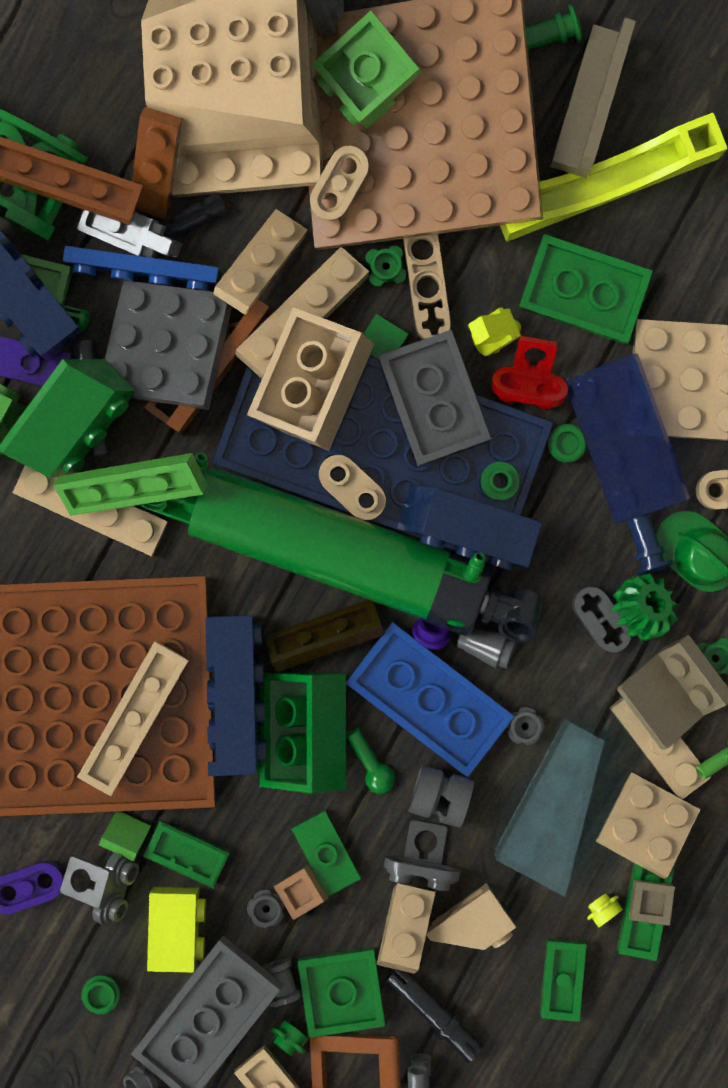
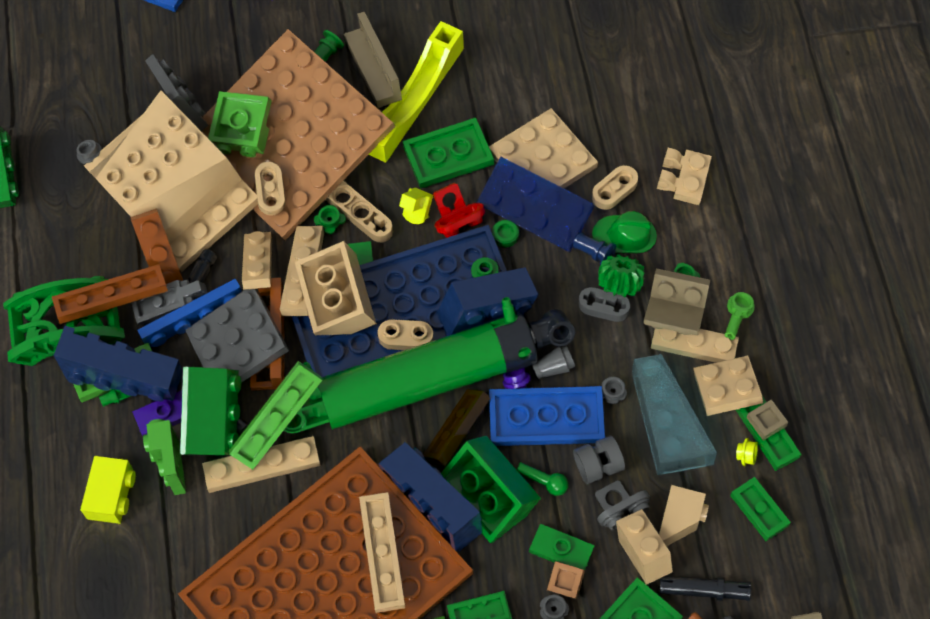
camera: 35 degrees left, 25 degrees down
(434, 397) = (412, 255): dark grey plate -> none

